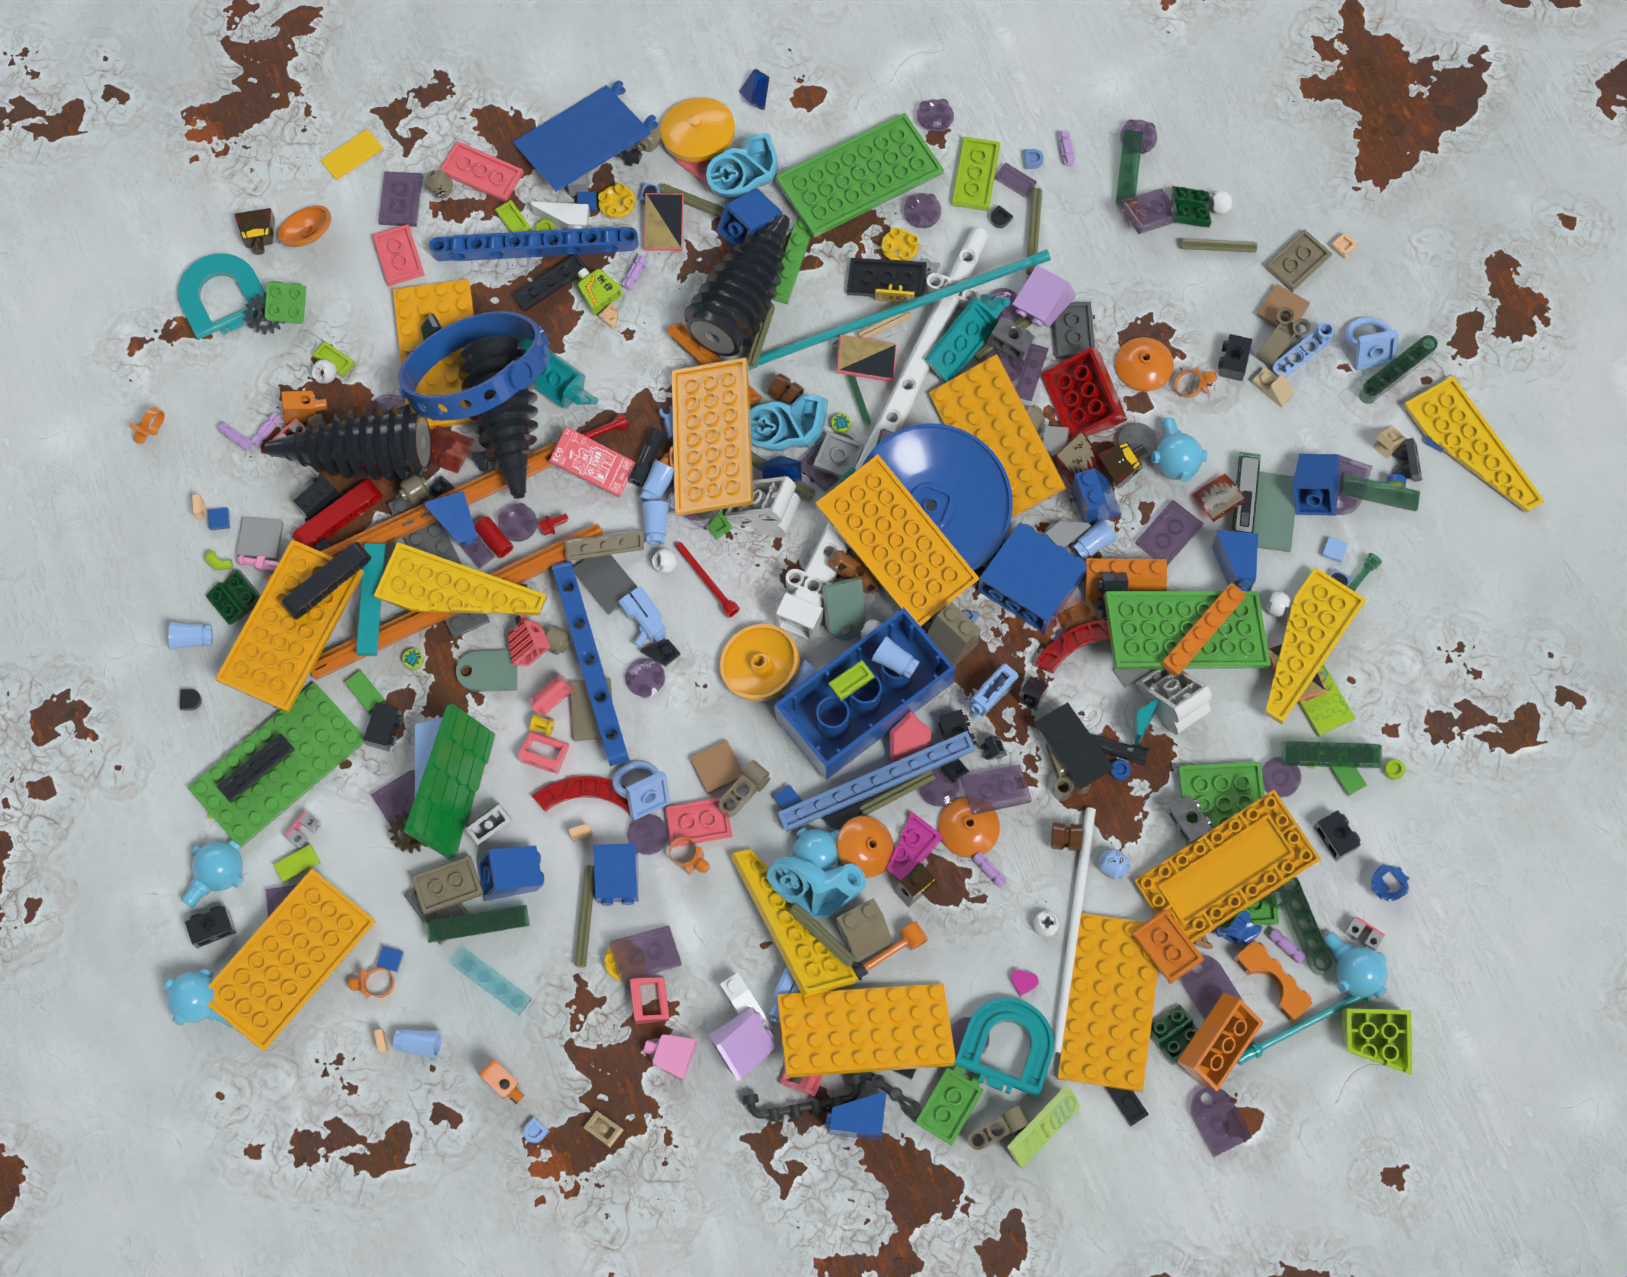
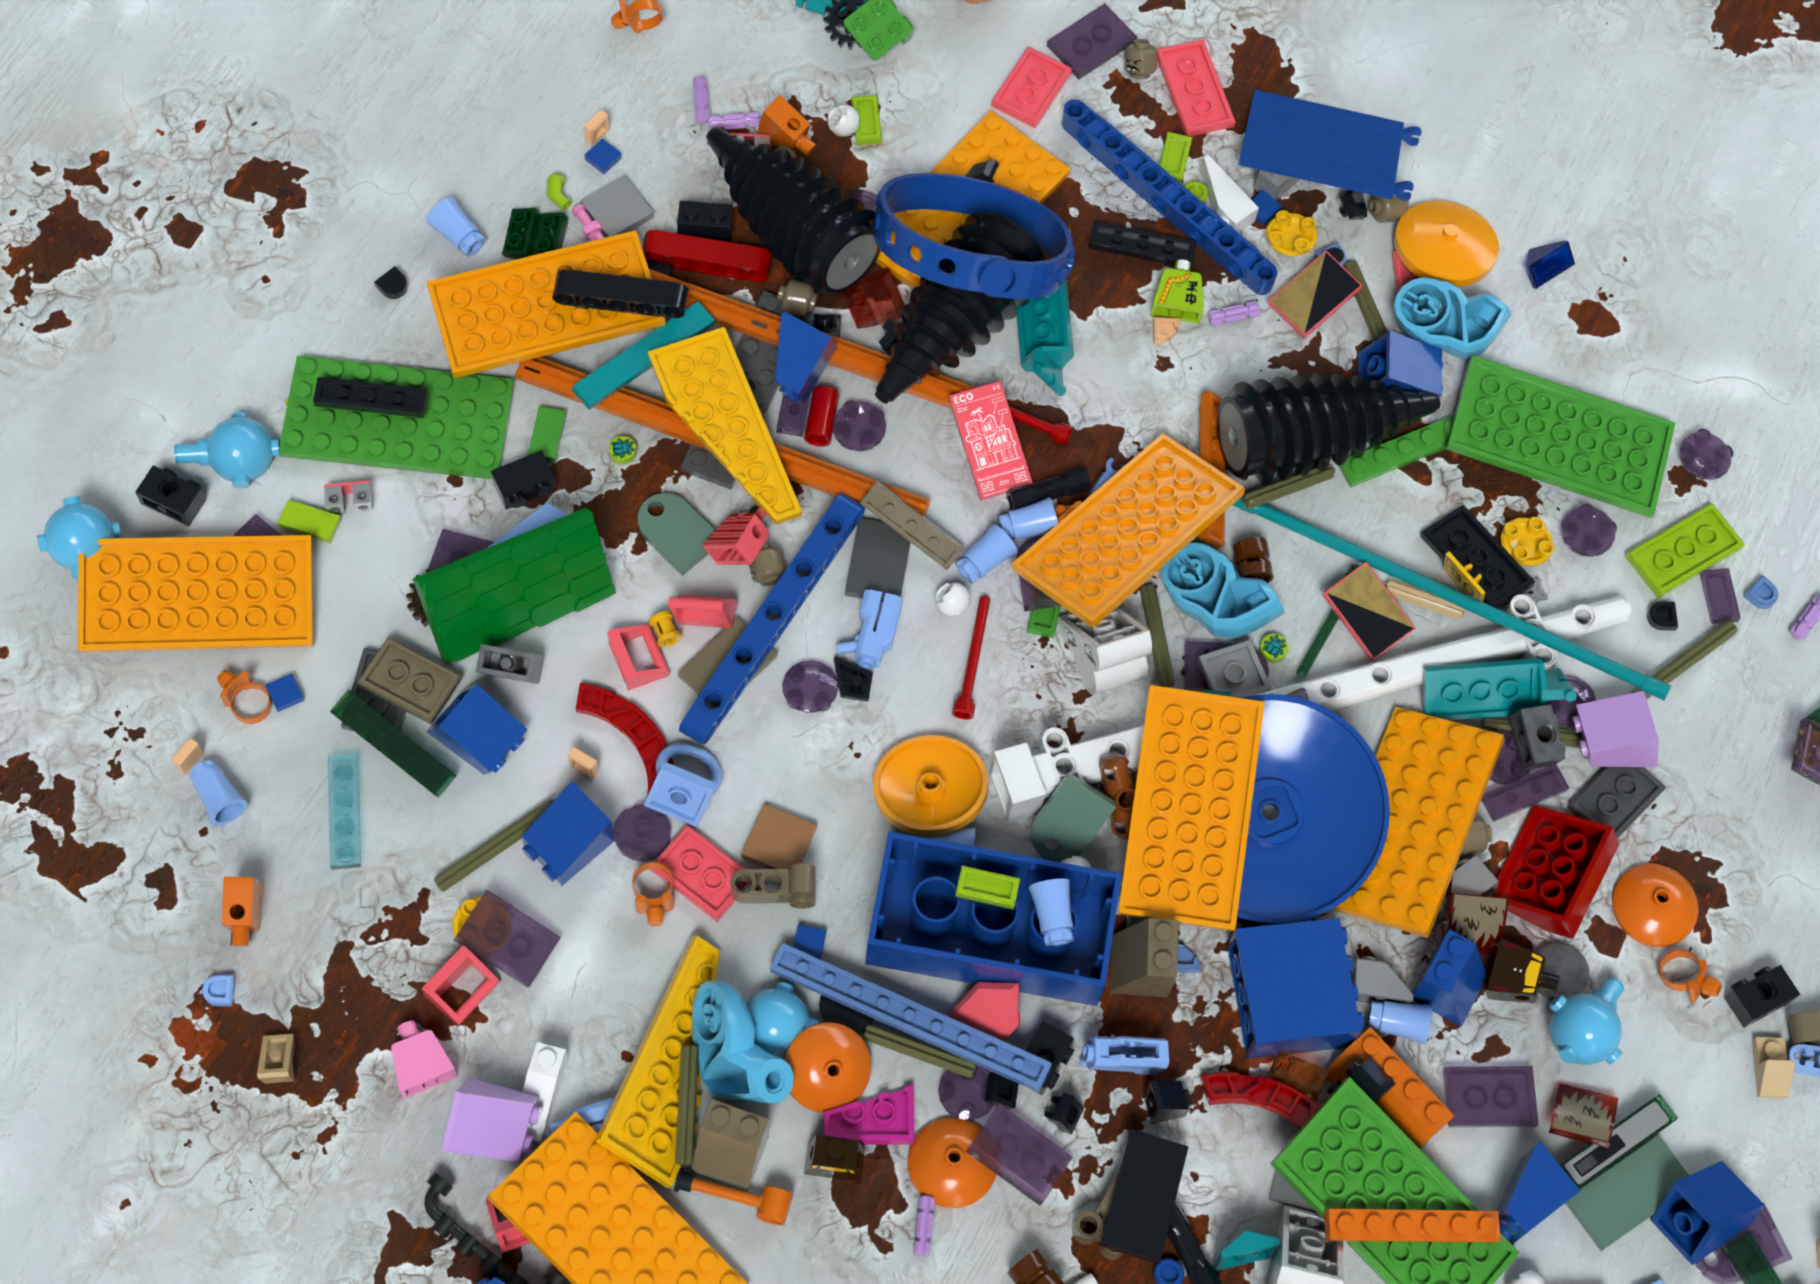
camera: 40 degrees right, 5 degrees down
(548, 525) = (883, 456): red piece -> none
(781, 467) = (1165, 629): clear blue slope -> none

